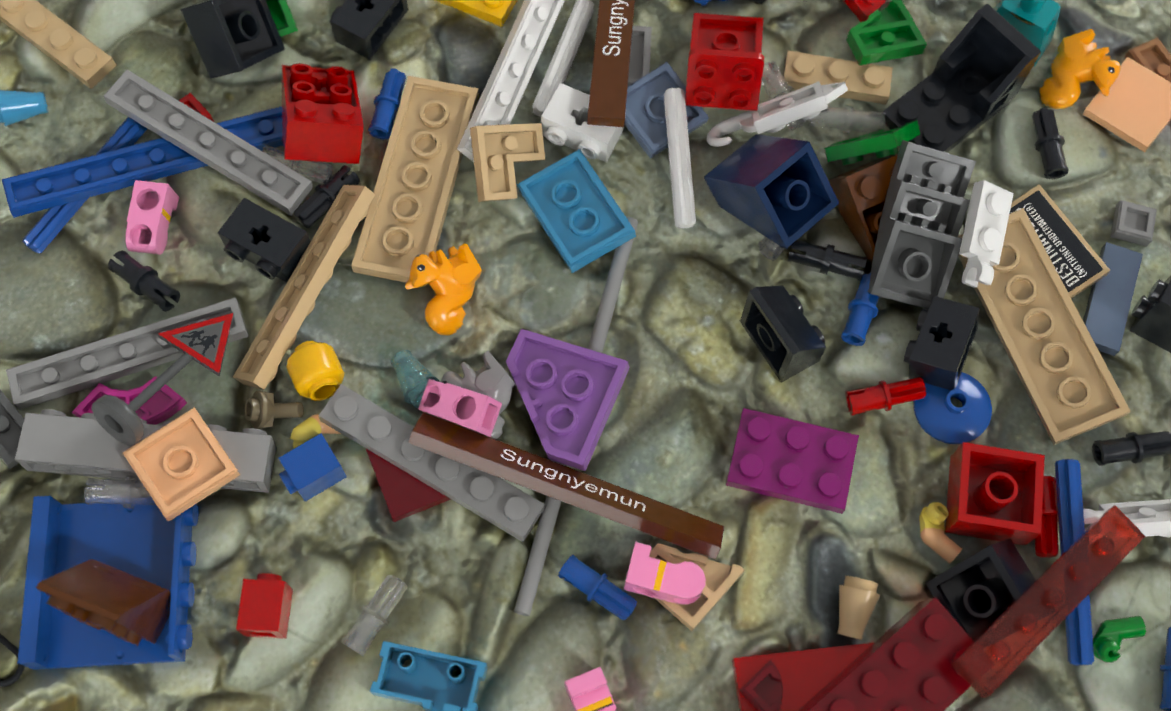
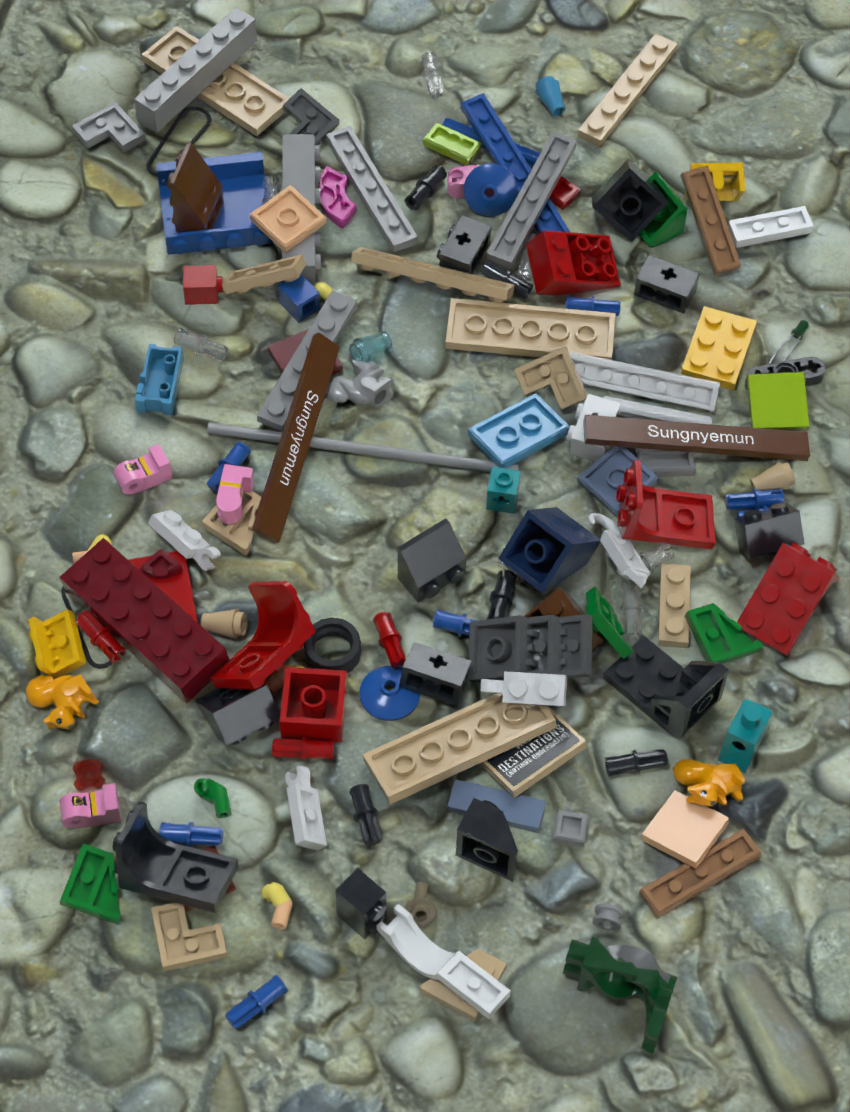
camera: 85 degrees right, 10 degrees down
(72, 239) = (452, 144): none -> lime plate
(165, 197) = (495, 177): none -> blue dish
(199, 342) = (375, 219): dark grey piece -> none
(262, 410) = (339, 265): dark tan plate -> none
(274, 508) = (264, 274): none -> tan plate
(315, 370) = (368, 287): yellow head -> none
(451, 281) = (443, 360): light orange animal -> none
(460, 406) = (343, 366): bright pink leg -> none
(566, 393) = (365, 433): medium lavender plate -> none
(670, 235) = (503, 483): none -> teal brick
(679, 158) = (570, 493): white axle -> none
(717, 656) = (184, 538): none -> white plate
(792, 460) = (334, 581): magenta plate -> none
(912, 443) = (335, 627): none -> black tyre
(919, 547) = (279, 634): none -> red bracket
(1047, 602) = (229, 721): clear red tile -> none
(1071, 527) = (268, 760): blue axle -> none

